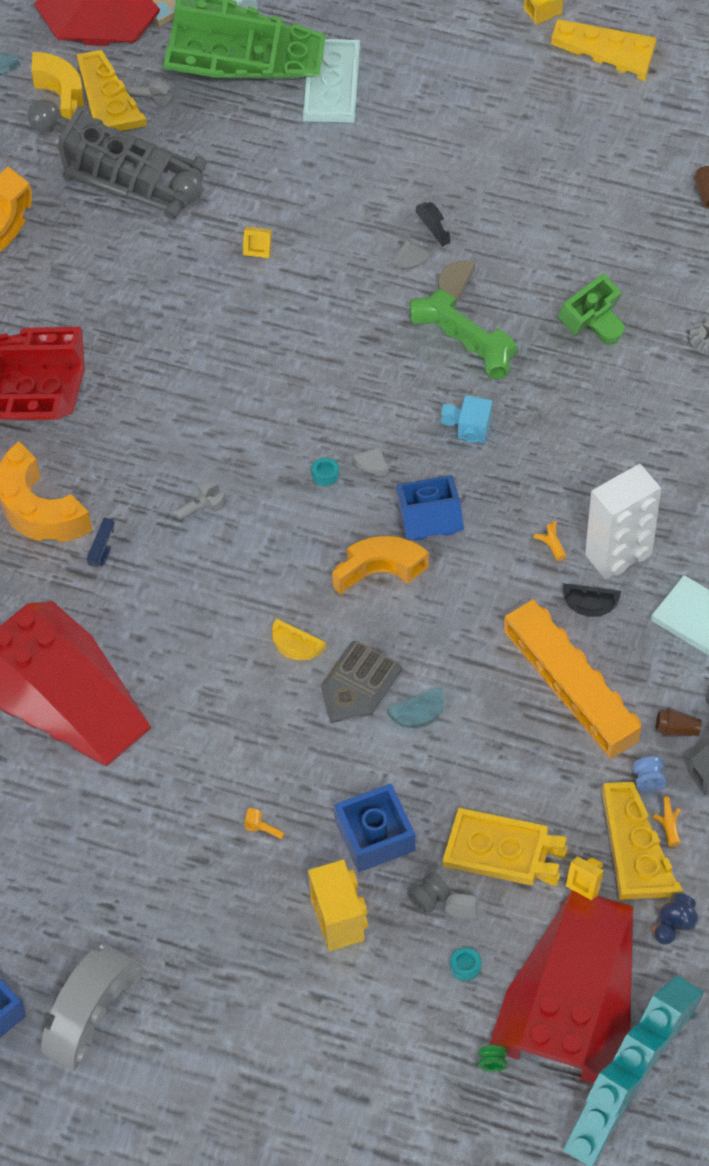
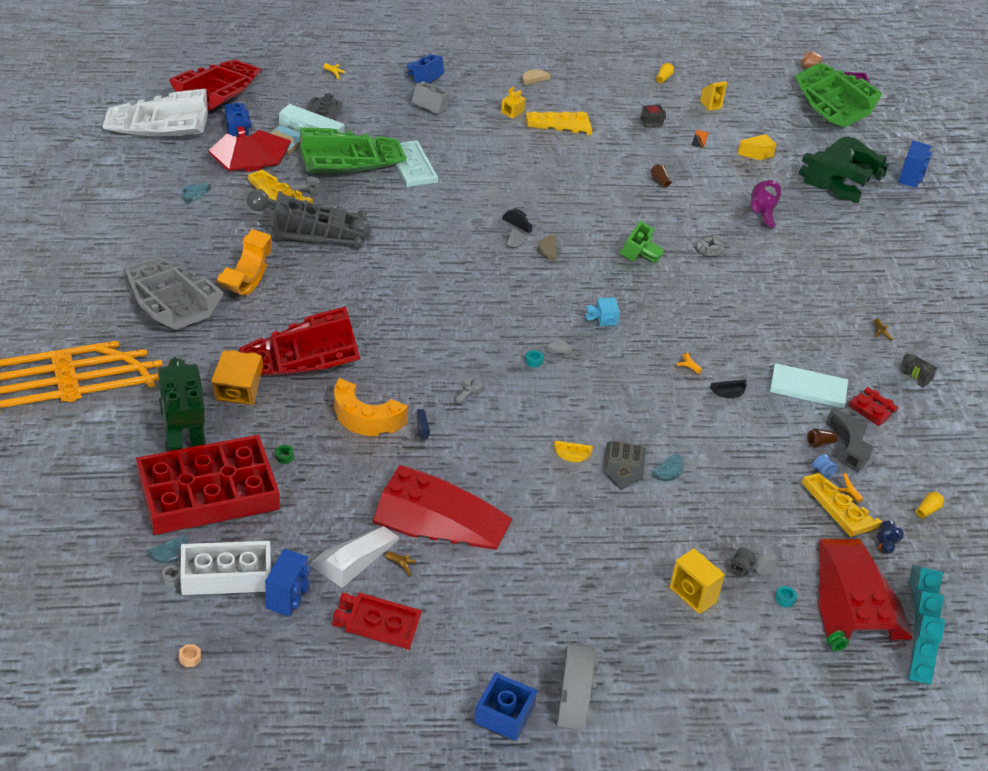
camera: 30 degrees left, 15 degrees down
(58, 76) = (239, 187): yellow arch -> none
(253, 822) = (611, 555): light orange hand -> none
(257, 242) = (420, 248): yellow tile -> none
(374, 827) = (690, 530): blue brick -> none
(378, 555) = (600, 391): light orange arch -> none
(430, 507) = (615, 358): blue brick -> none
(441, 310) = (593, 274): bright green plate -> none
(503, 848) = (768, 527): yellow tile -> none
(573, 678) = (749, 429): light orange brick -> none
(585, 877) = (826, 528): yellow tile -> none
(622, 521) = (736, 335): white brick -> none

